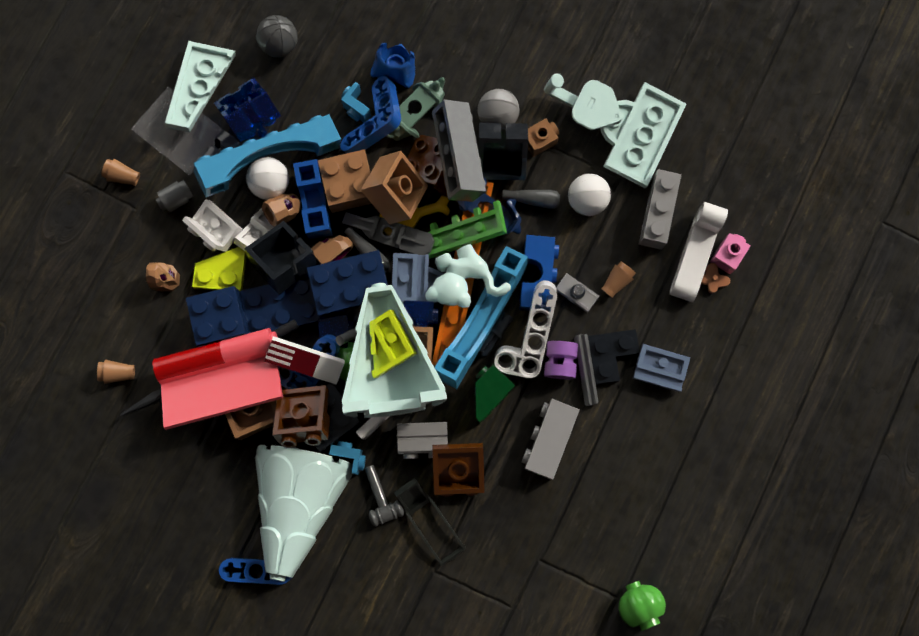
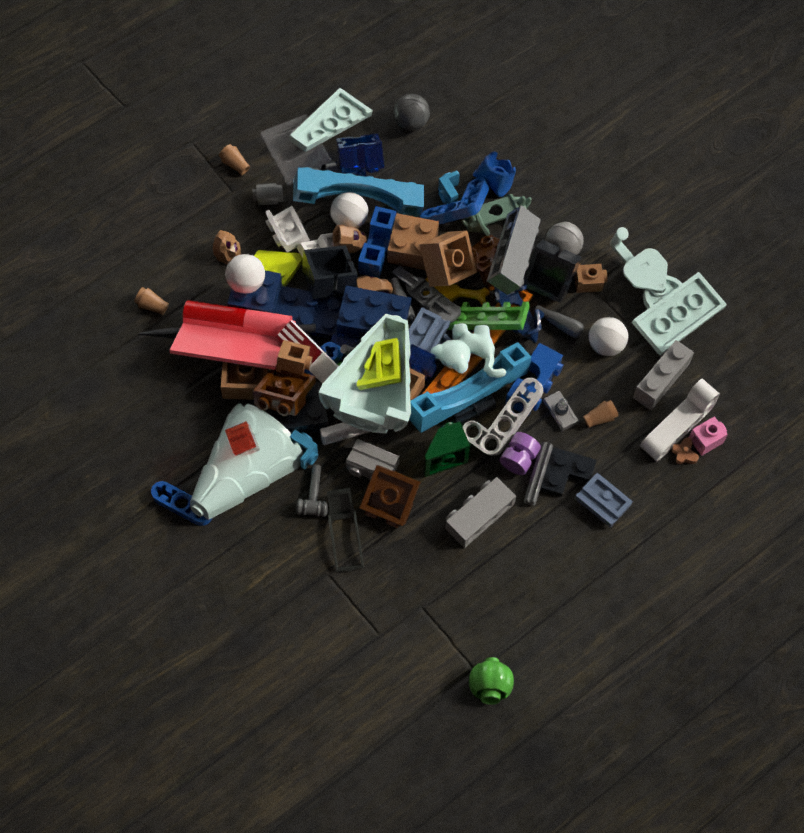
camera: 25 degrees right, 15 degrees down
(199, 311) = (245, 273): none -> white piece
(288, 493) = (242, 438): none -> clear red panel
(290, 372) = (293, 357): none -> medium nougat brick

